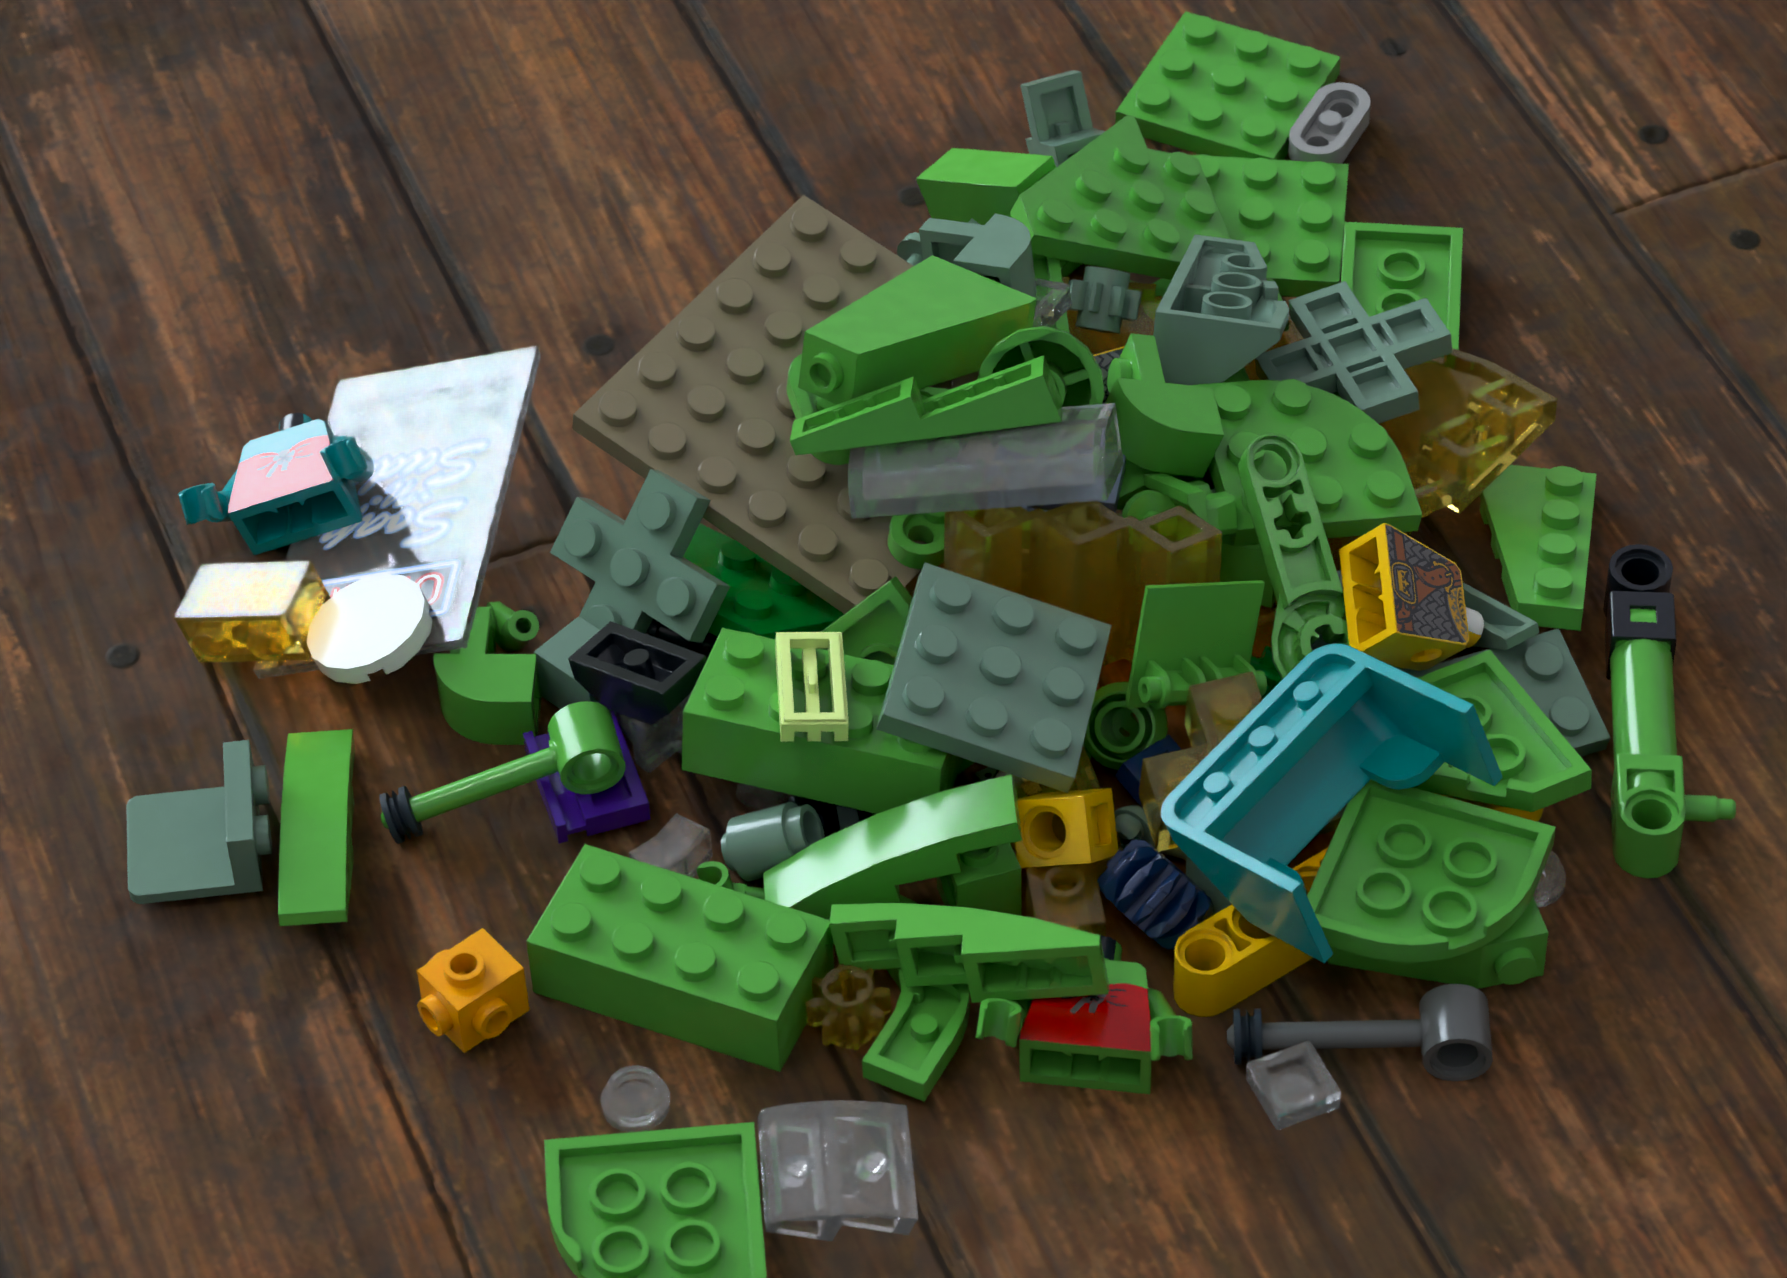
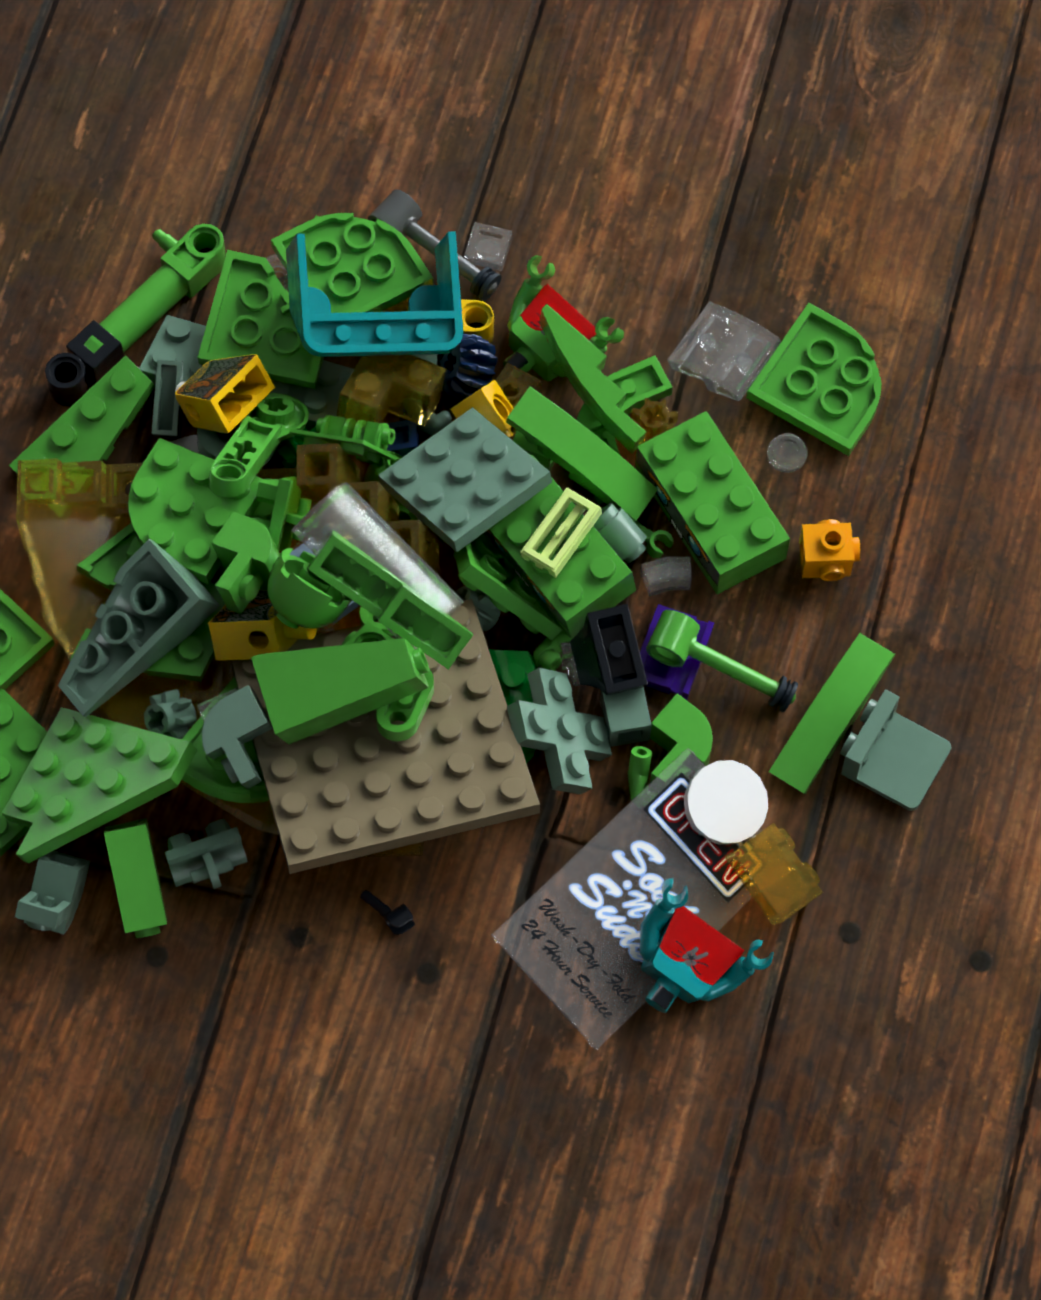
camera: 145 degrees left, 20 degrees up
(1356, 352) = (82, 563): sand green plate -> none

